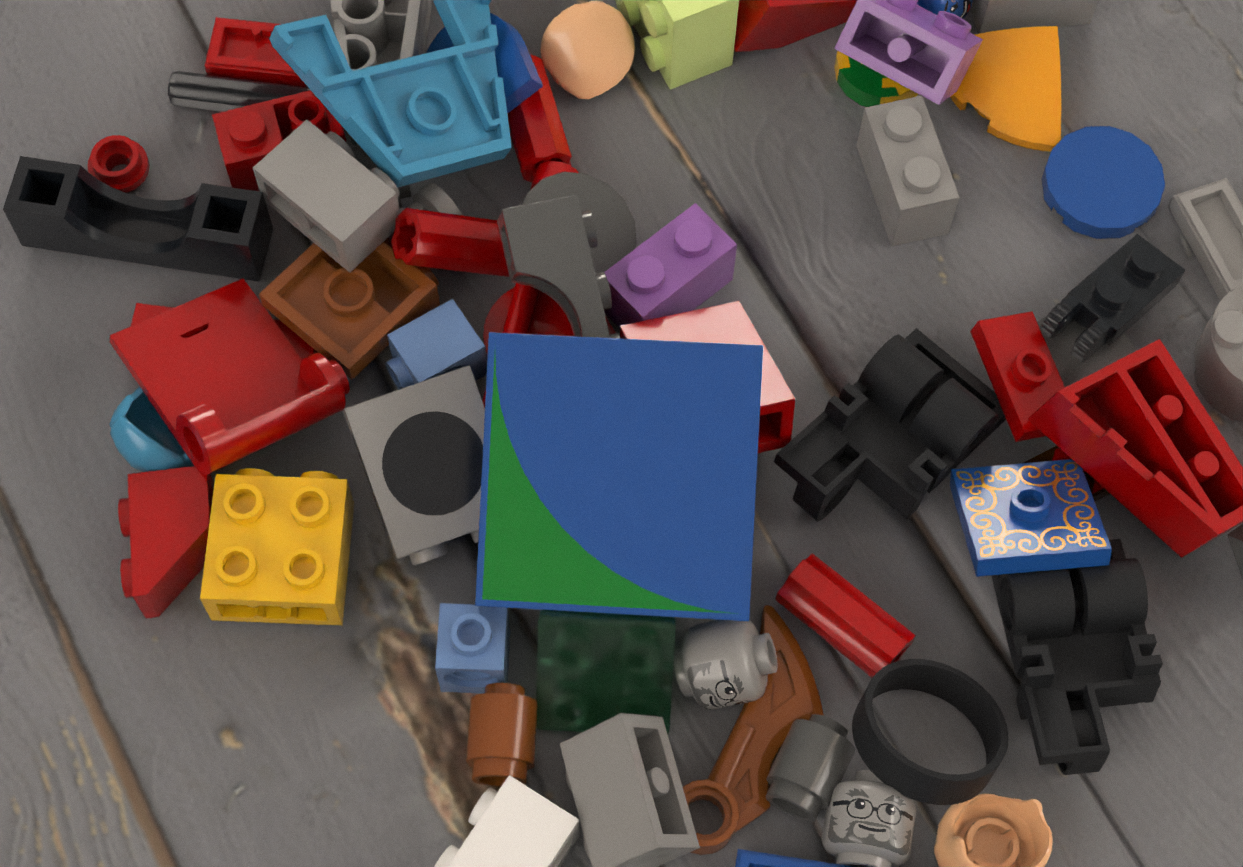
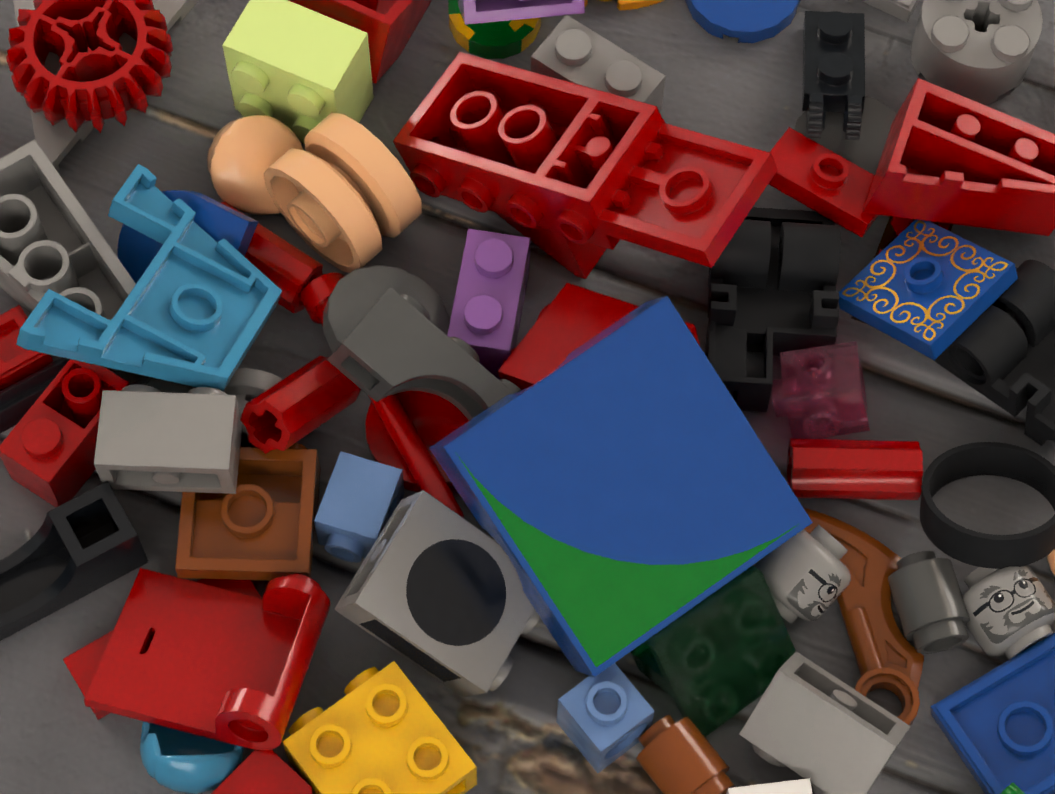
camera: 40 degrees left, 0 degrees up
(630, 110) = (343, 192): none -> light nougat wheel
(820, 213) = (578, 165): none -> red wedge
(870, 536) = (822, 391): none -> clear pink brick

